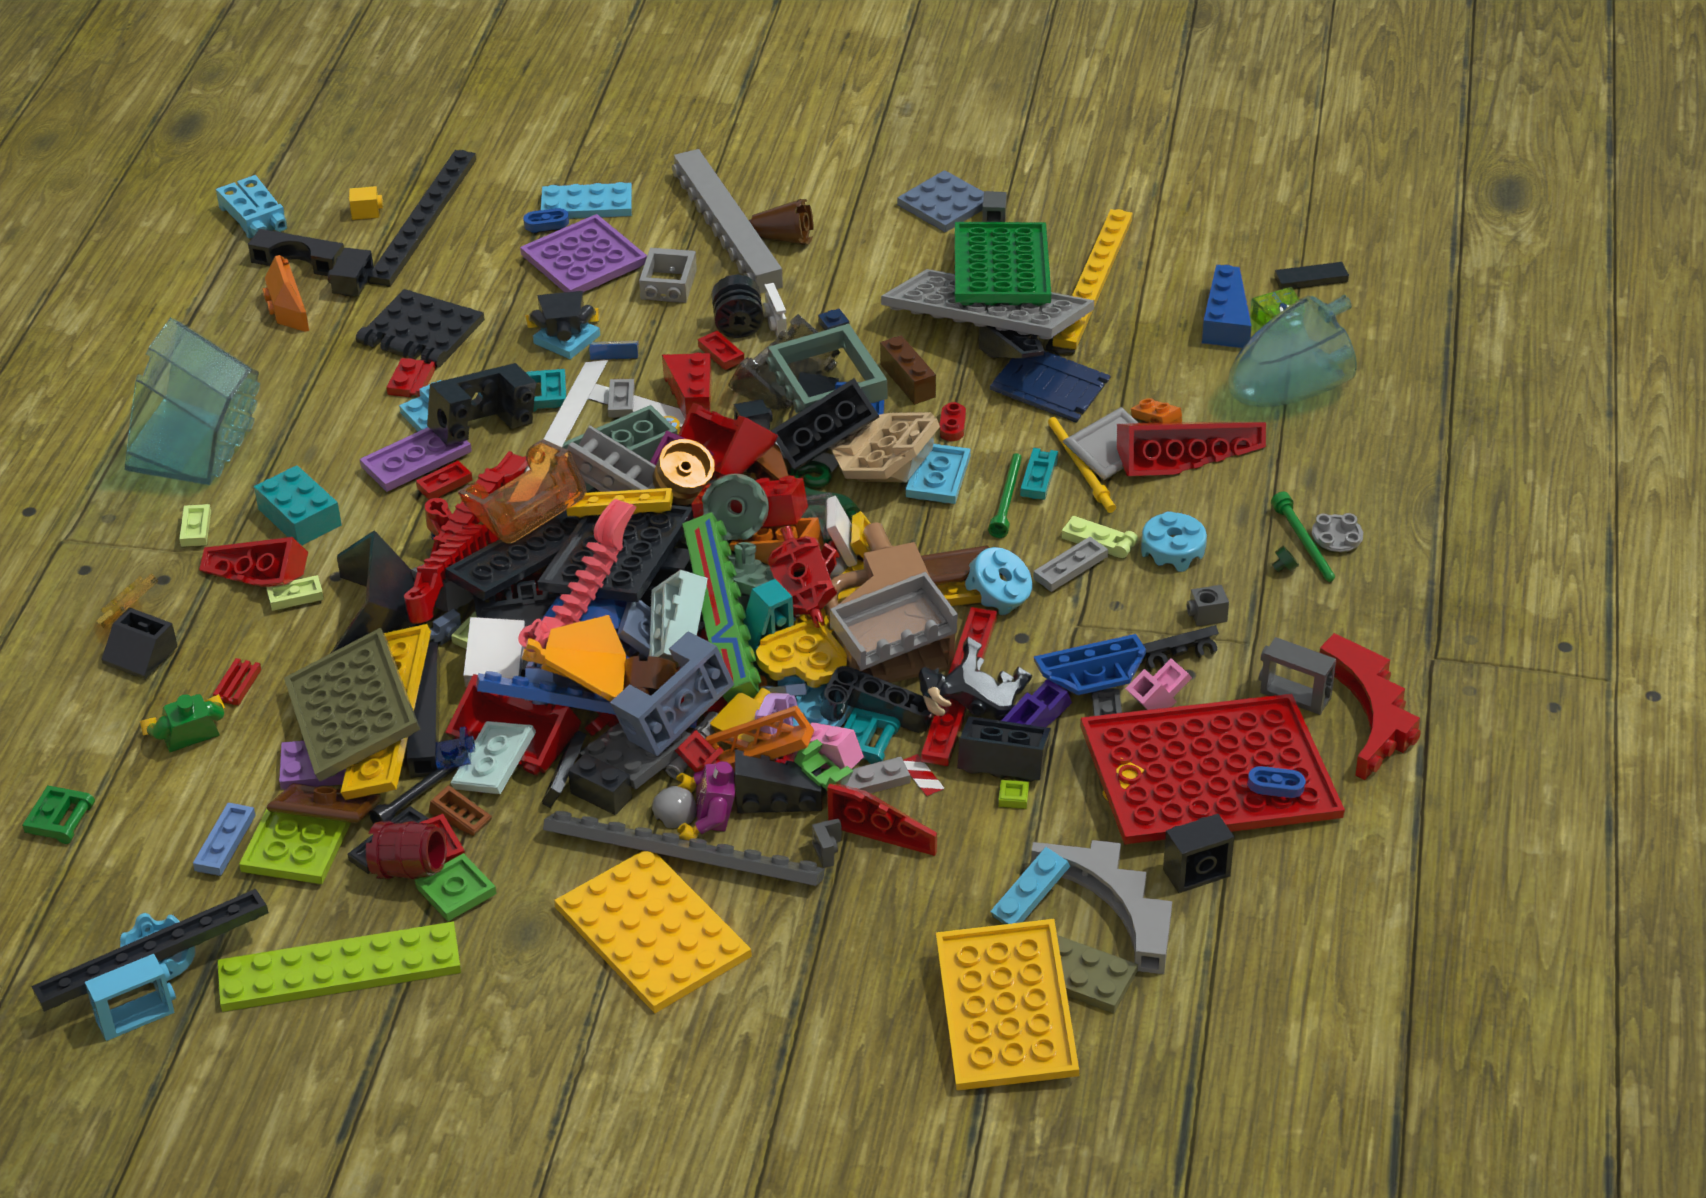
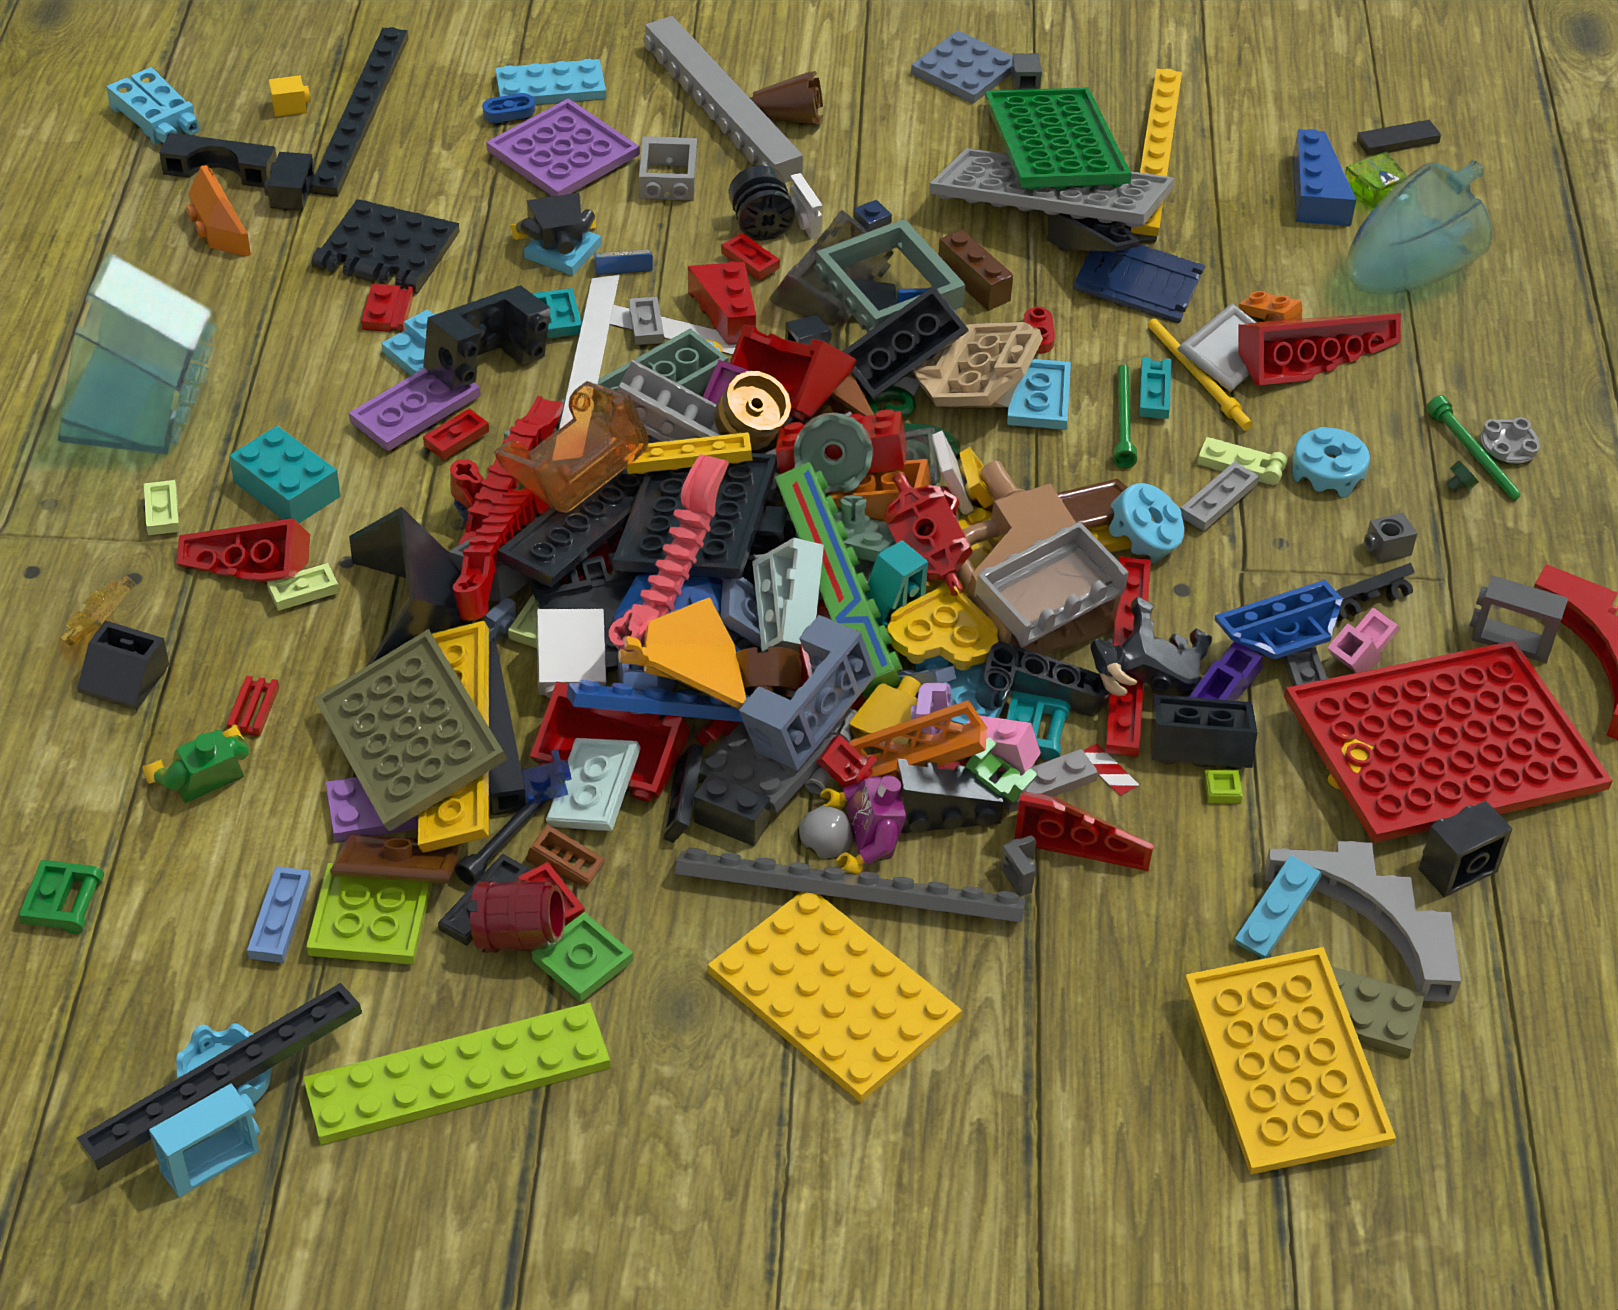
camera: 10 degrees left, 5 degrees up
(1276, 782) = (1531, 753): blue plate -> none

